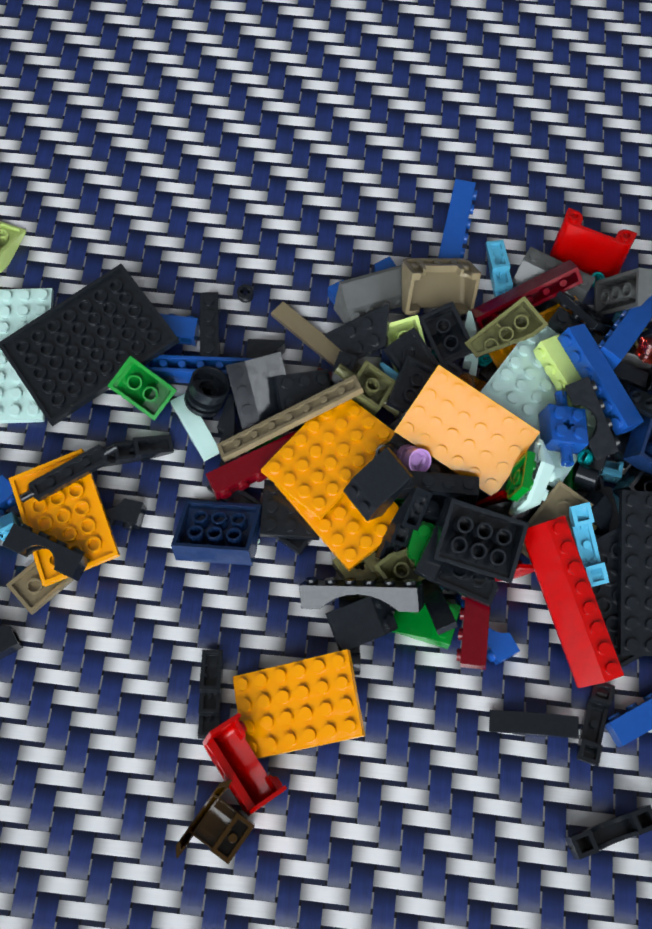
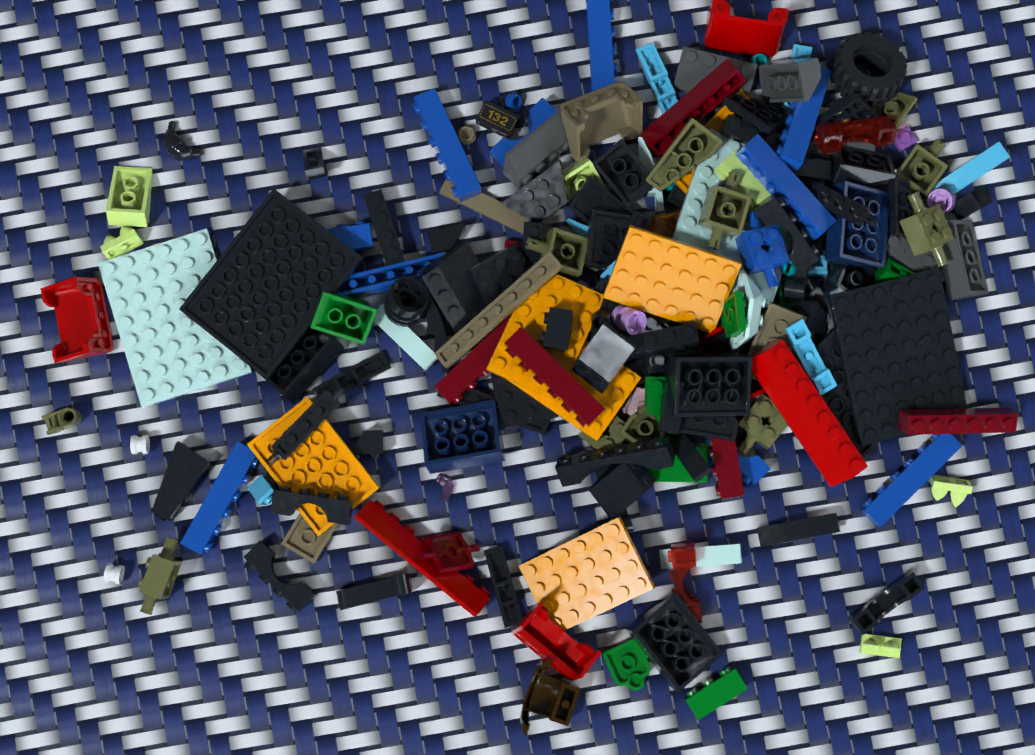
camera: 15 degrees left, 15 degrees up
(54, 219) = (176, 146): none -> black piece
(93, 422) = (305, 364): none -> black slope
(99, 659) = (374, 591): none -> black beam
(139, 640) = (409, 547): none -> red slope
(166, 639) = (450, 552): none -> dark red plate
(167, 262) = (314, 164): none -> black slope
(188, 576) = (447, 485): none -> clear purple arm
(241, 289) = (409, 172): black bush -> none
(291, 275) = (447, 145): none -> blue brick
(311, 273) = (466, 135): none -> dark tan plate
(314, 816) = (627, 664): none -> green plate
(324, 491) = (554, 377): none -> dark red brick
(341, 448) = (557, 329): none -> black brick
(342, 264) = (498, 119): none -> black brick
(366, 256) = (513, 101): none -> blue plate
(370, 805) = (674, 642): none -> black slope
(395, 772) = (684, 559): none -> clear red arch
(399, 877) = (715, 692): none -> green brick
(404, 522) = (637, 382): black slope -> none
(423, 722) = (709, 555): none -> light aqua slope
(513, 610) = (753, 427): none -> olive brick
(534, 381) = (733, 203): none -> olive brick
(594, 722) = (851, 514): black slope -> none
(595, 880) = (880, 645): none -> yellowish green tile

